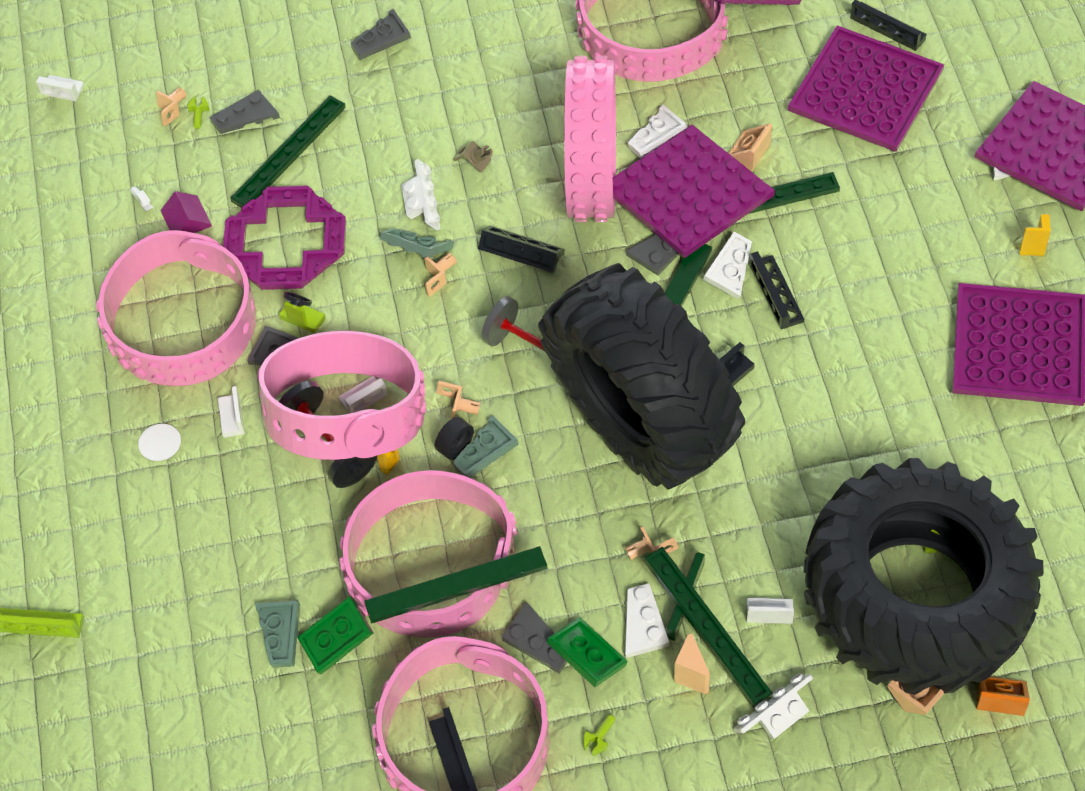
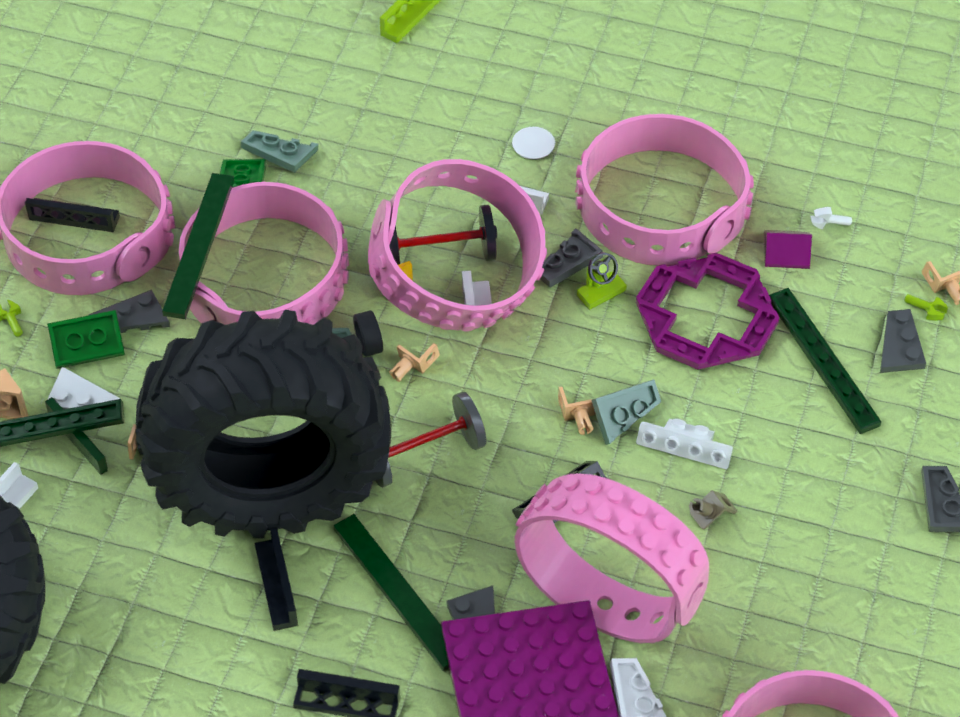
camera: 115 degrees right, 5 degrees down
(730, 266) = (404, 666): white wing -> none

